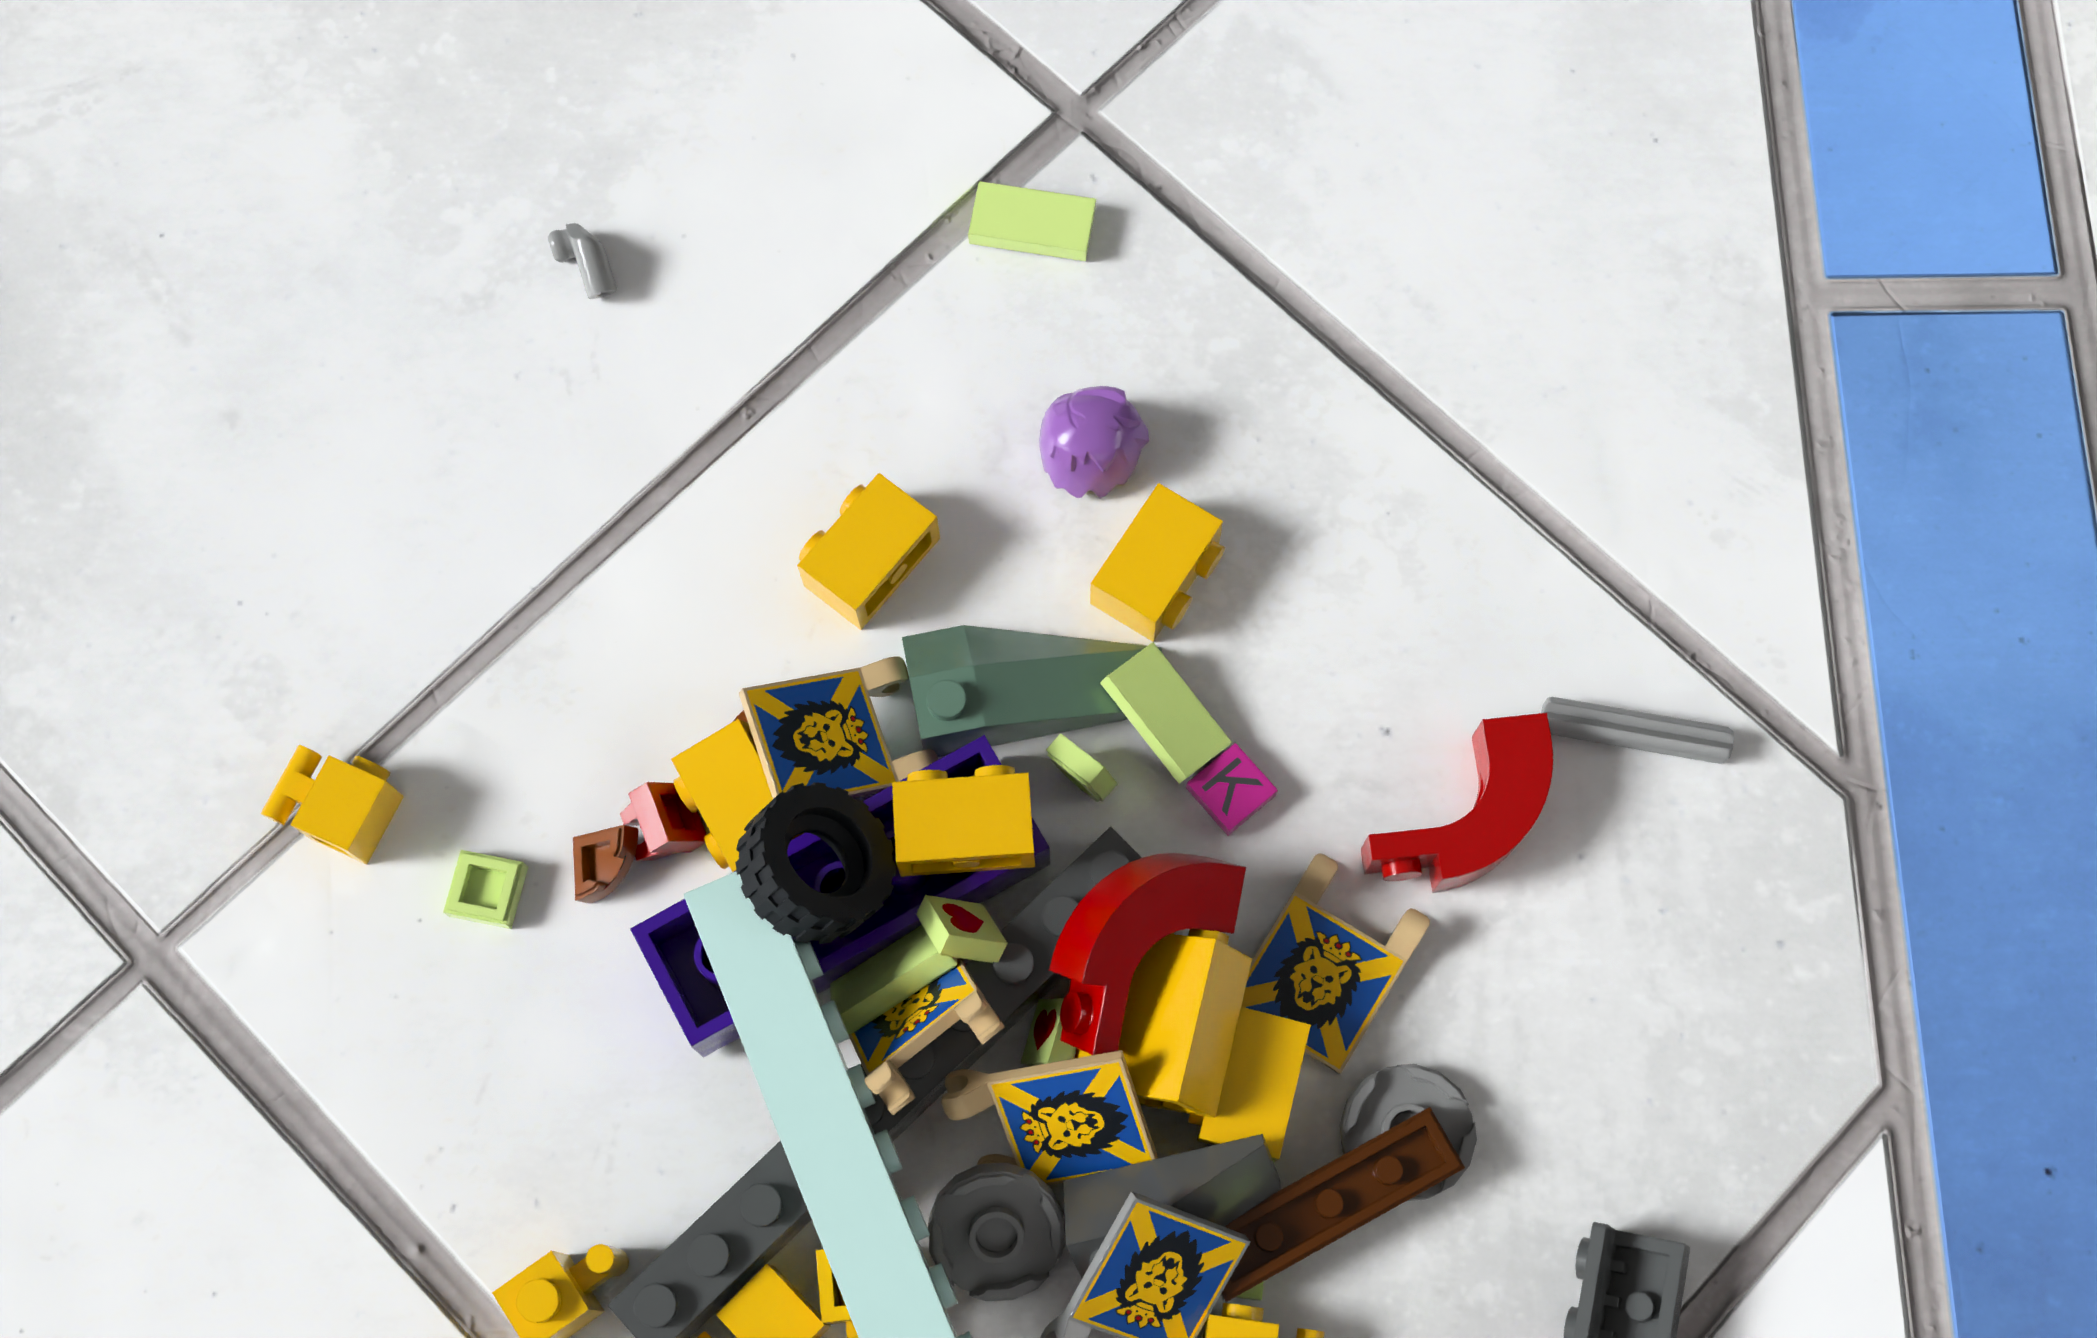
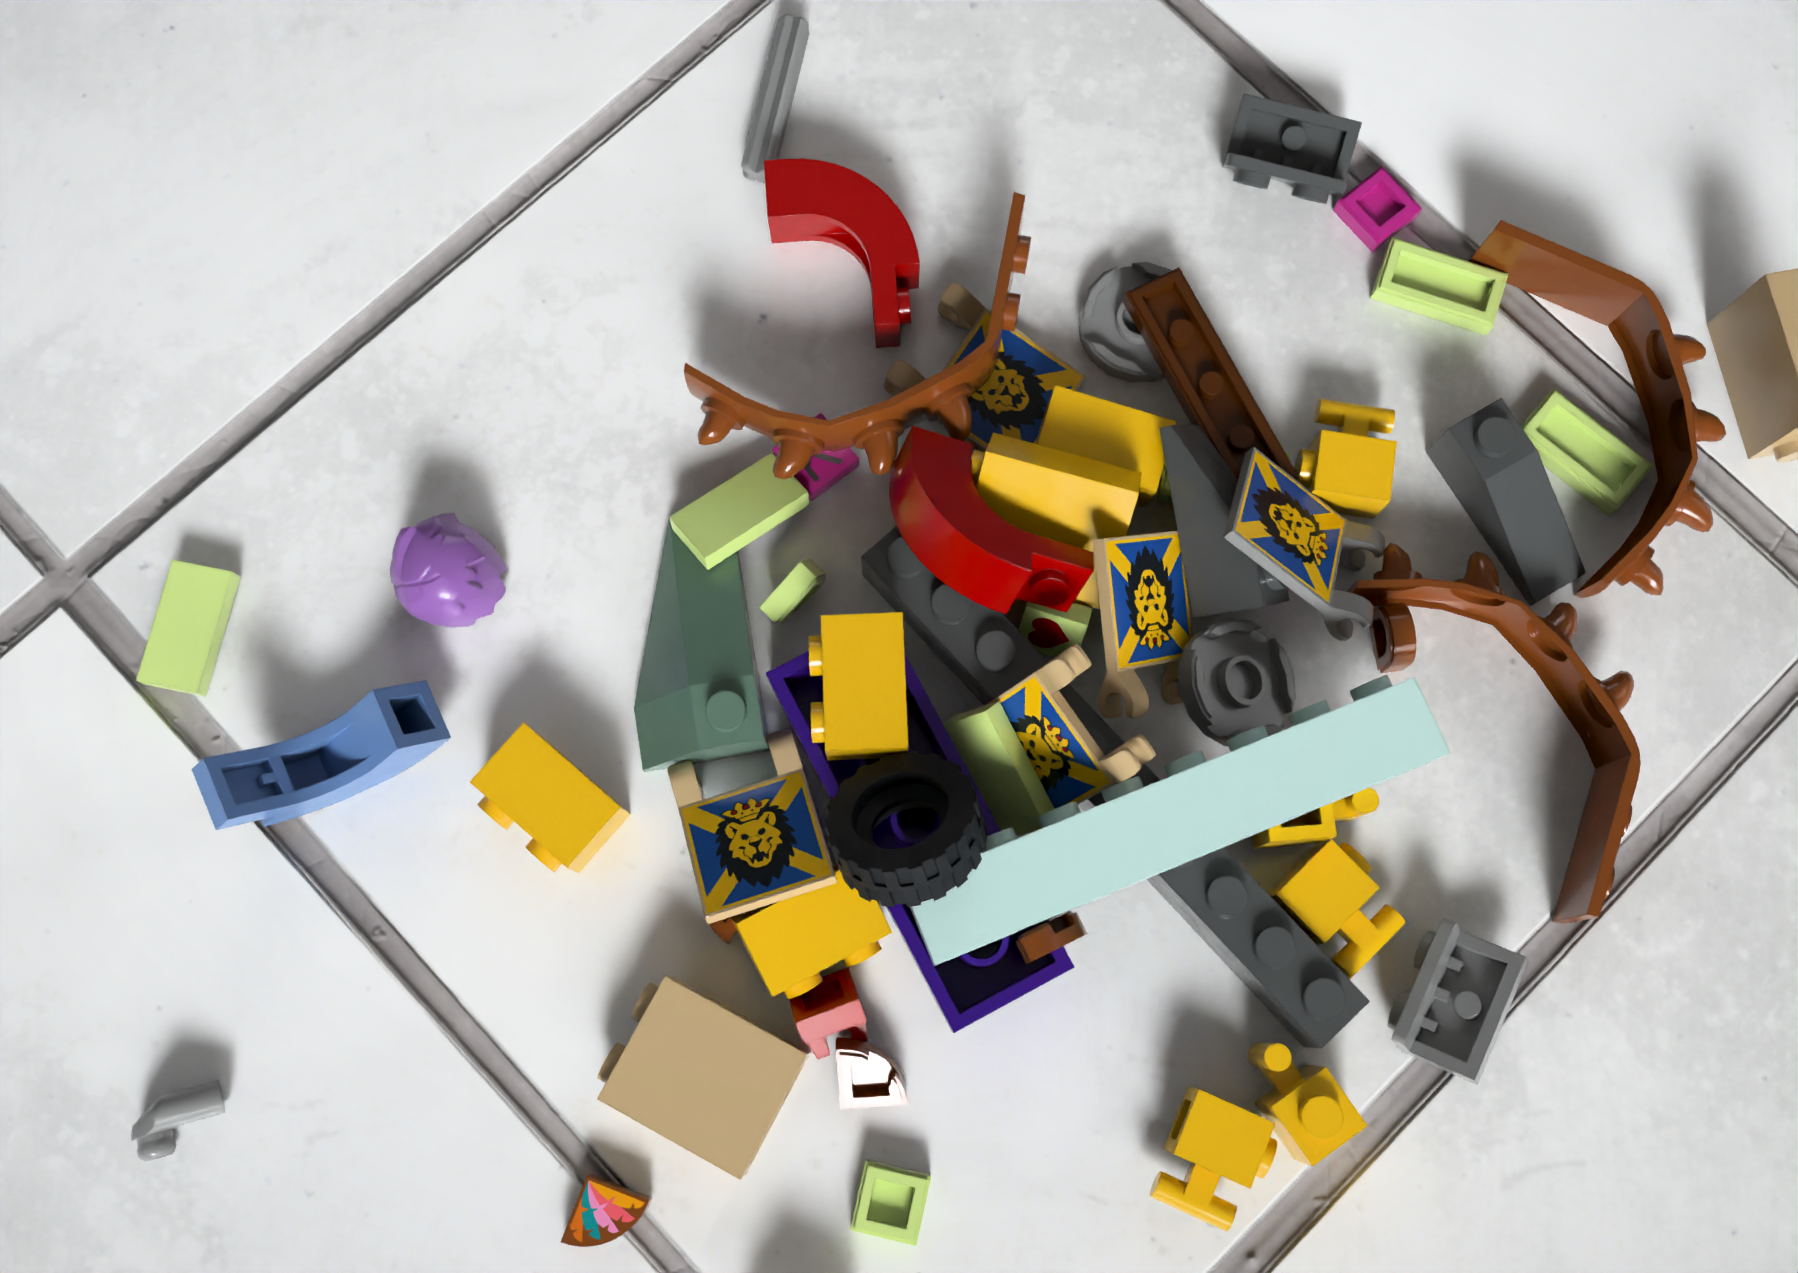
camera: 90 degrees left, 5 degrees up
(488, 626) = (603, 1212): none -> tile
(525, 1206) = (1218, 1143): none -> yellow brick
(606, 705) = (701, 1075): none -> tan brick
(715, 1015) = (1050, 936): none -> dark orange tile
(897, 345) = (327, 765): none -> medium blue arch
(961, 929) = (965, 696): yellowish green tile -> none
(1157, 563) = (584, 510): yellow brick -> none
(1287, 904) = (880, 425): none -> dark orange piece

